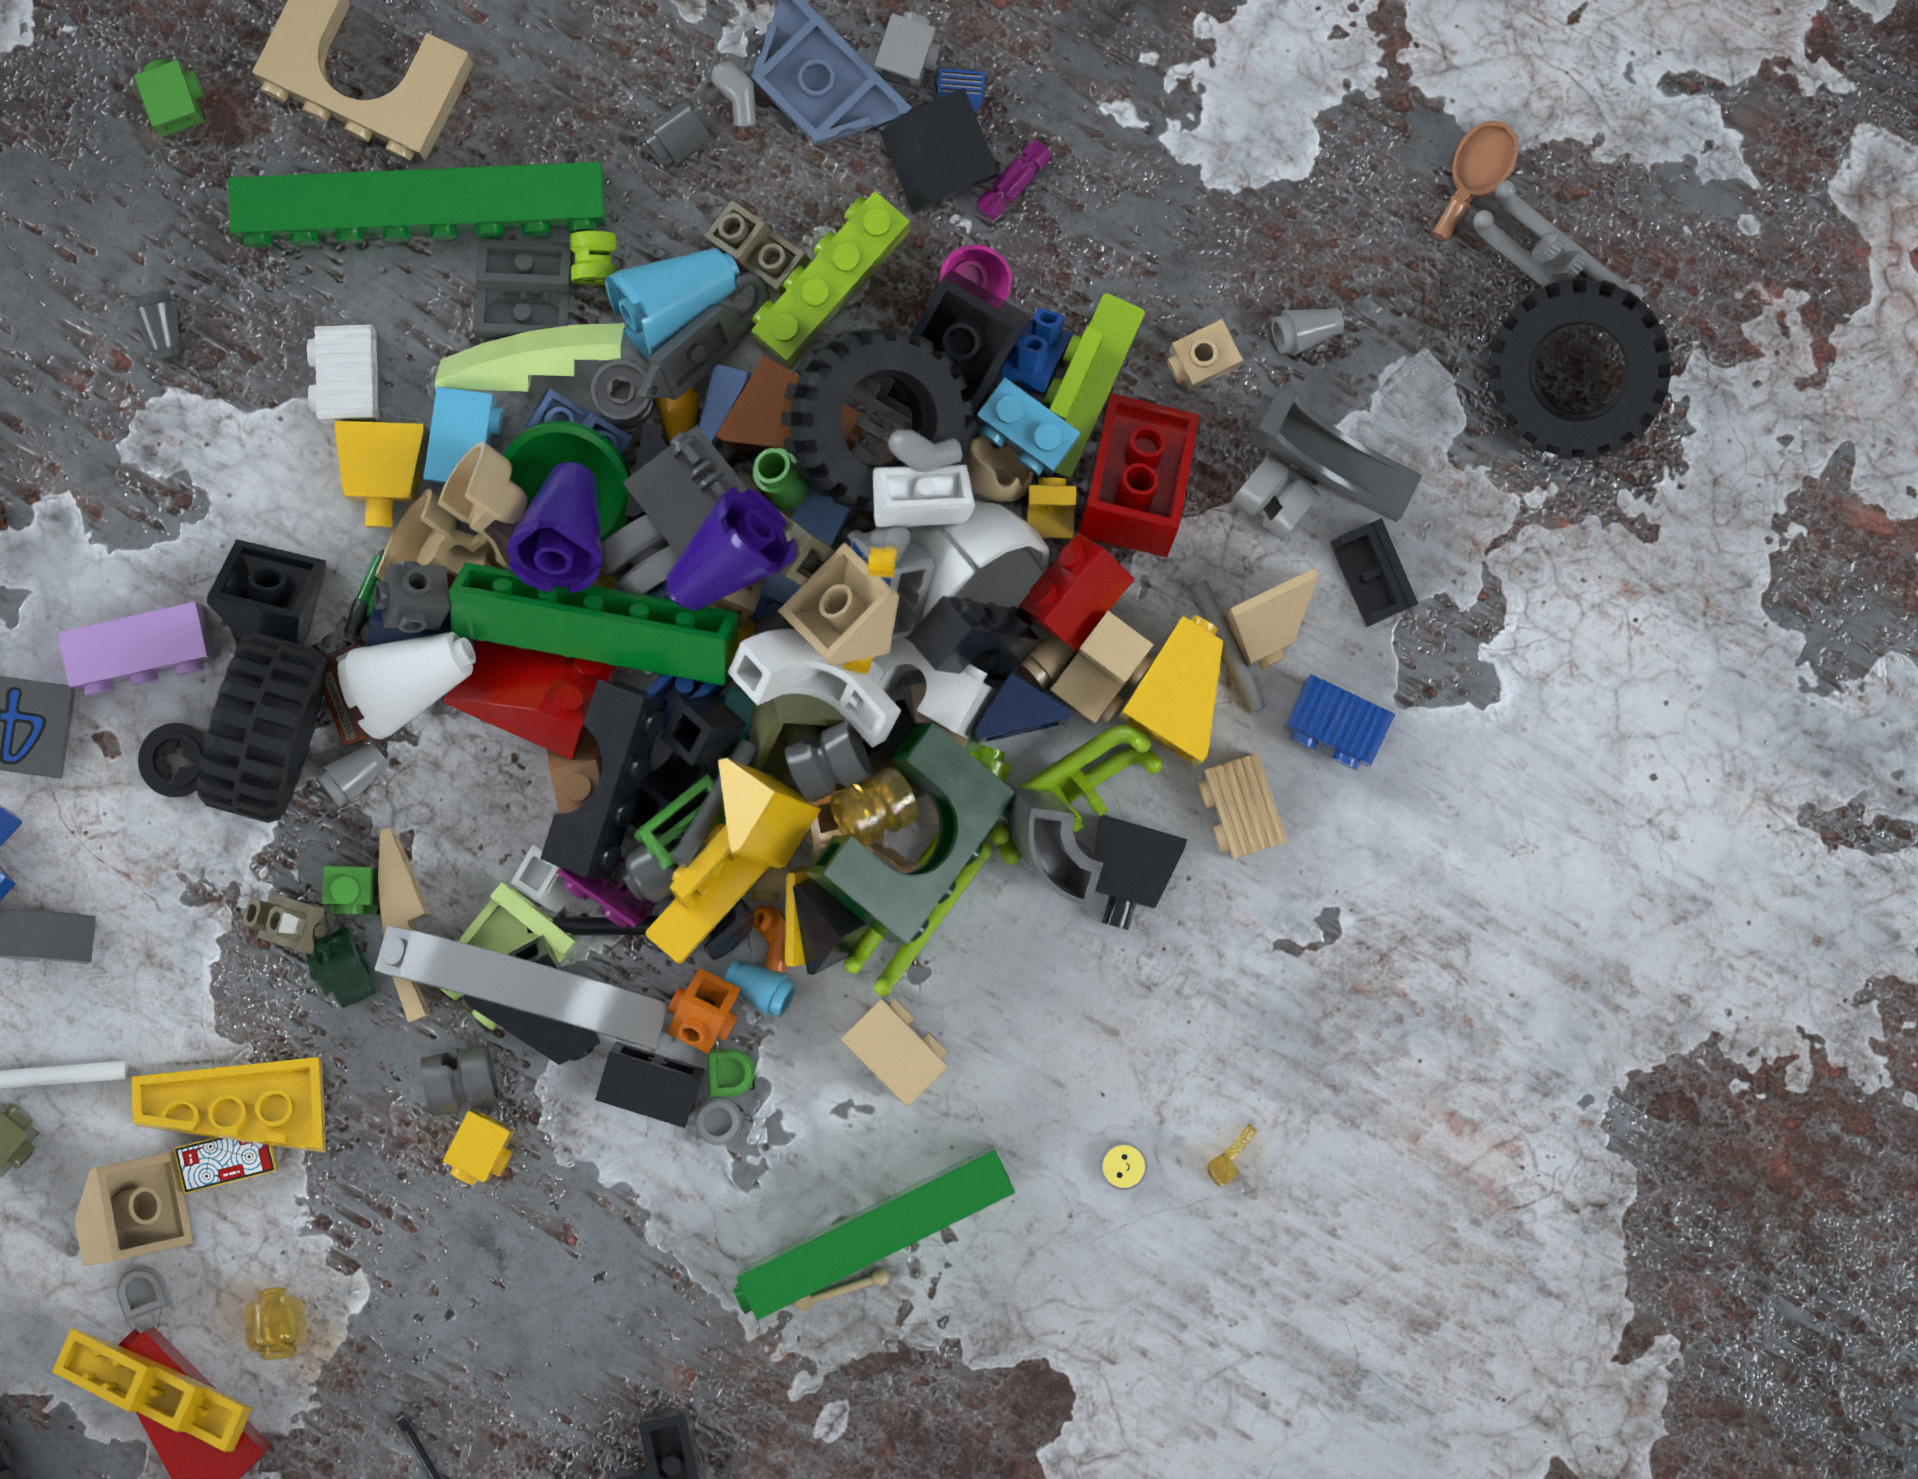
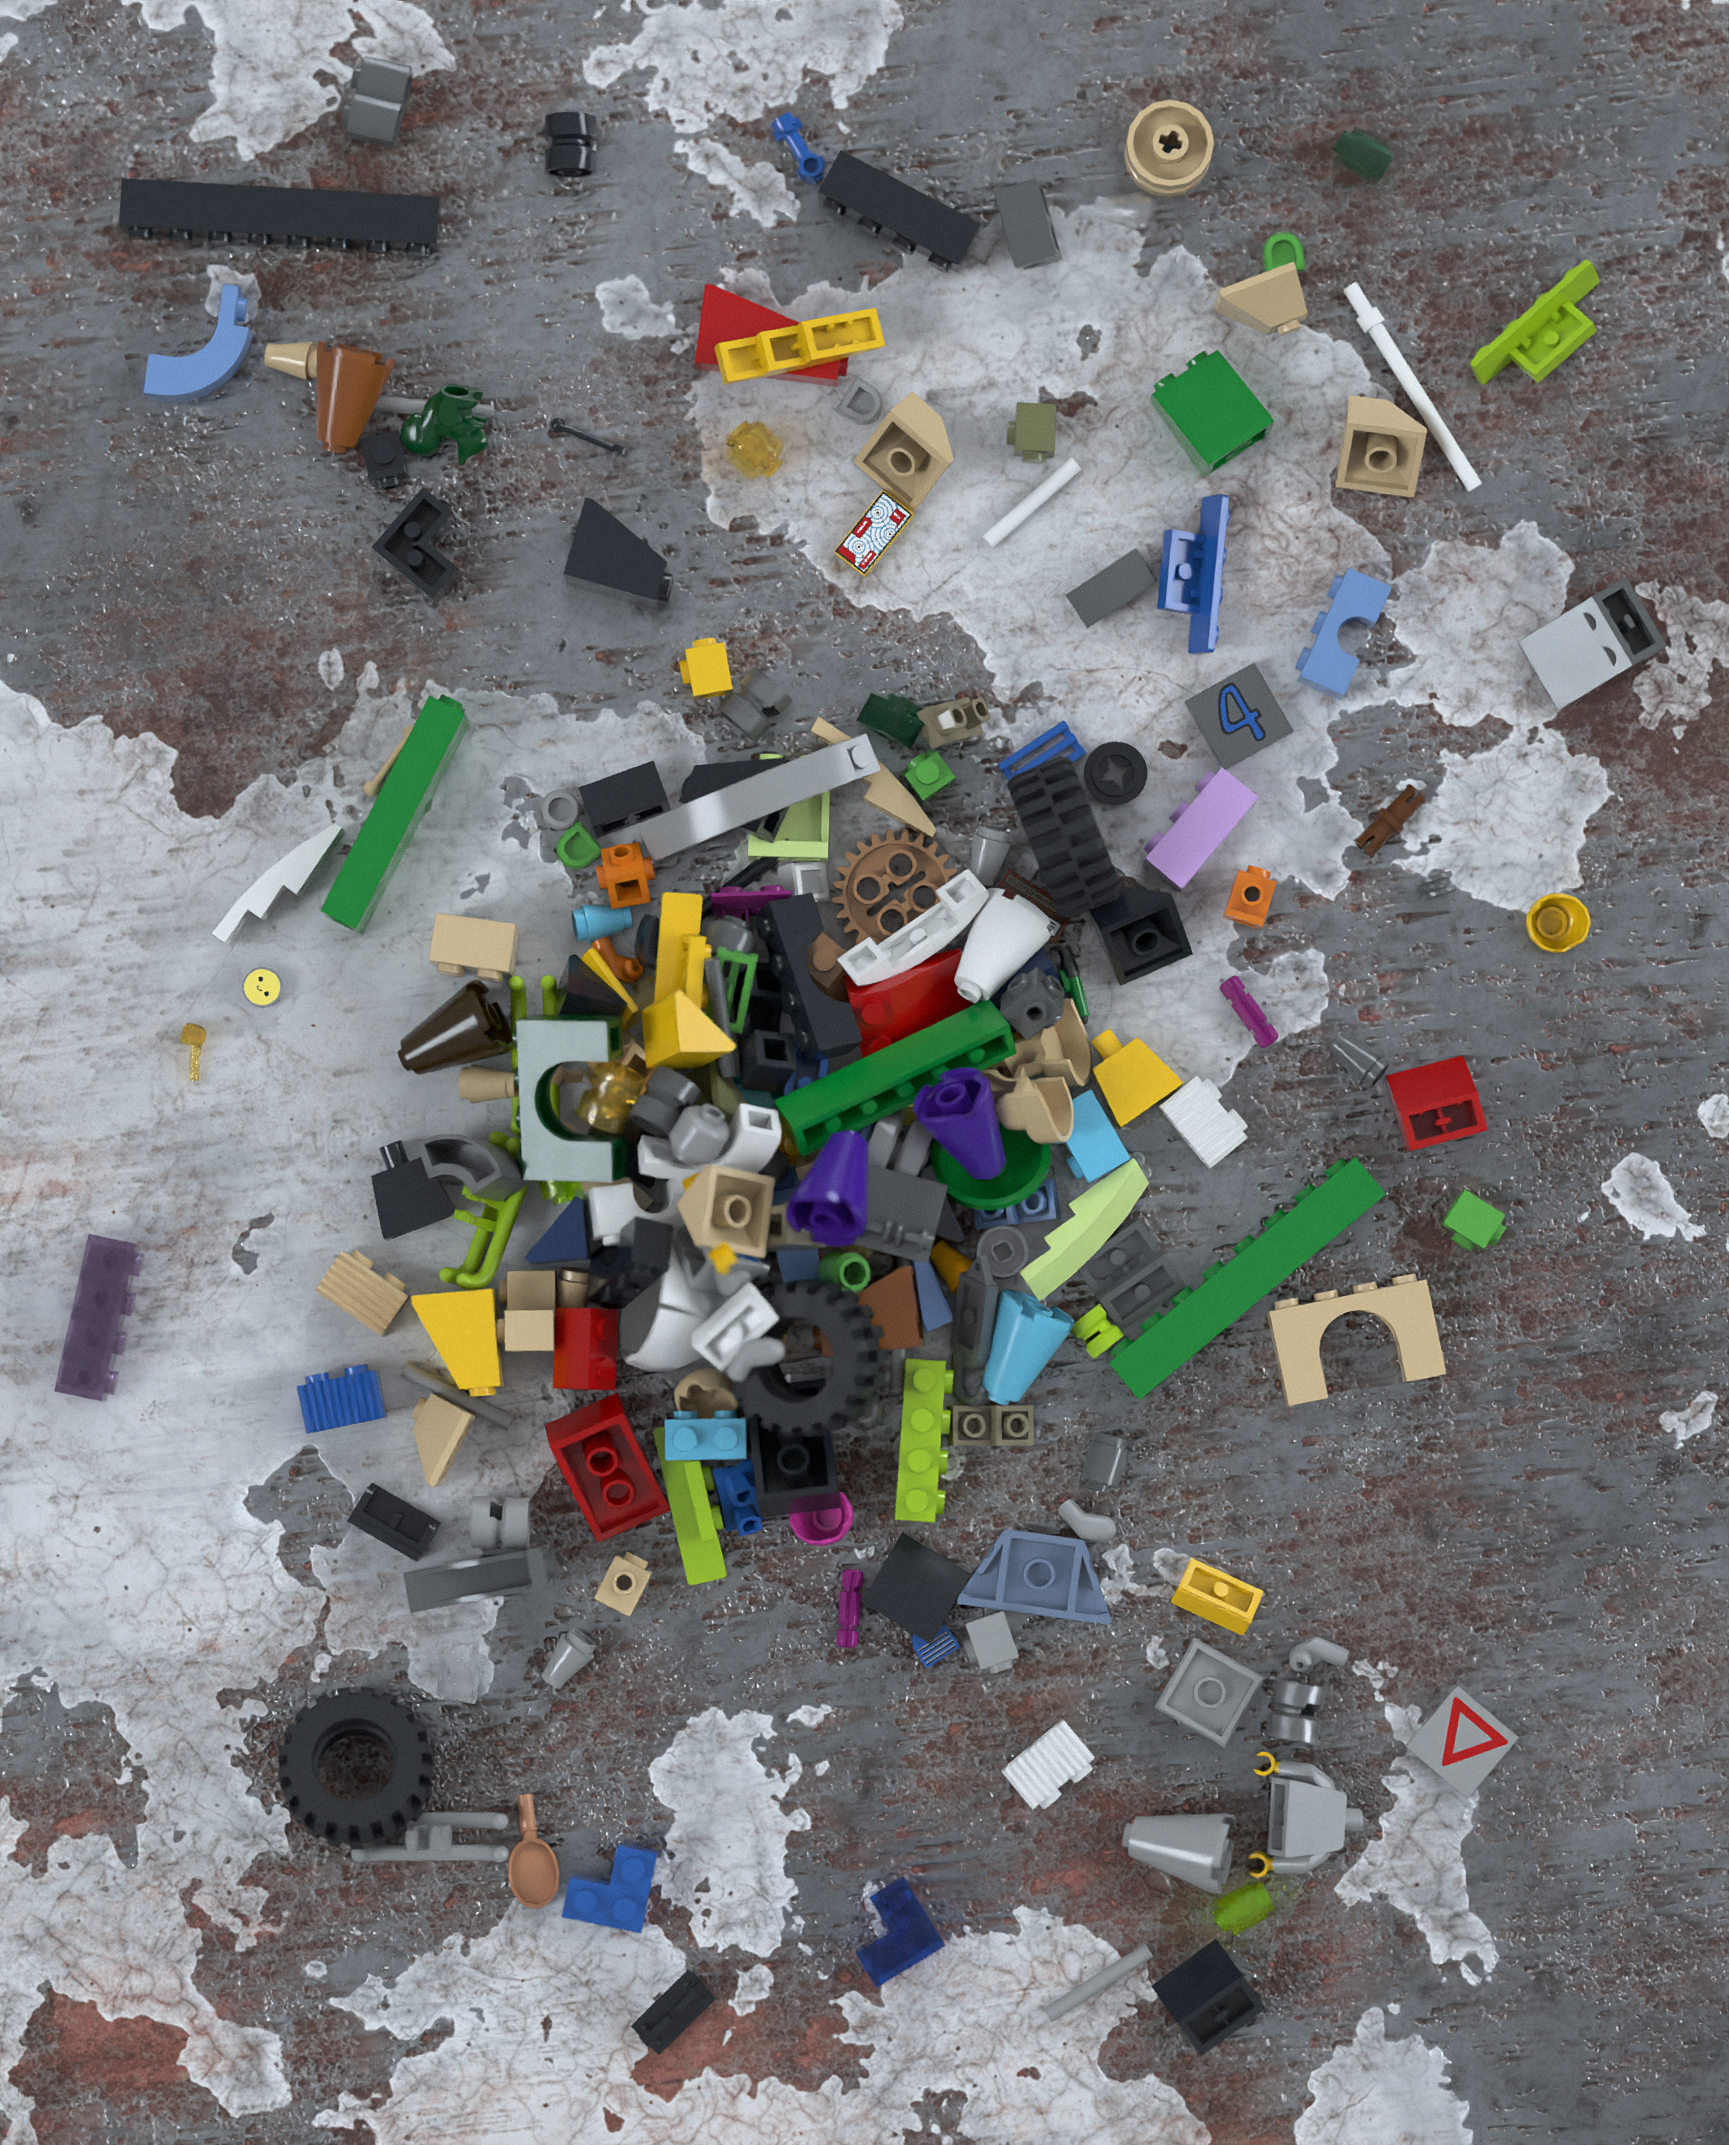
camera: 145 degrees right, 0 degrees up
(118, 226) = (1436, 1103): none -> red slope
(158, 548) = (1239, 908): none -> orange brick
(194, 823) = (1070, 740): none -> blue tile
(225, 445) = (1249, 1011): none -> magenta axle
(248, 1103) = (887, 581): yellow wing -> none
(464, 844) = (874, 865): none -> medium nougat gear
(470, 739) = (921, 937): none -> white slope
(483, 1316) = (615, 561): none -> black slope
(817, 702) = (699, 1135): none -> light grey head
(973, 981) = (457, 1033): none -> dark brown cone
(981, 913) = (486, 1084): none -> tan cone
(1016, 1254) = (290, 873): none -> white slope
(1052, 508) = (648, 1396): yellow bracket -> none
(1428, 73) = (615, 1902): none -> blue brick
(1508, 970) = (98, 1318): none -> clear purple brick

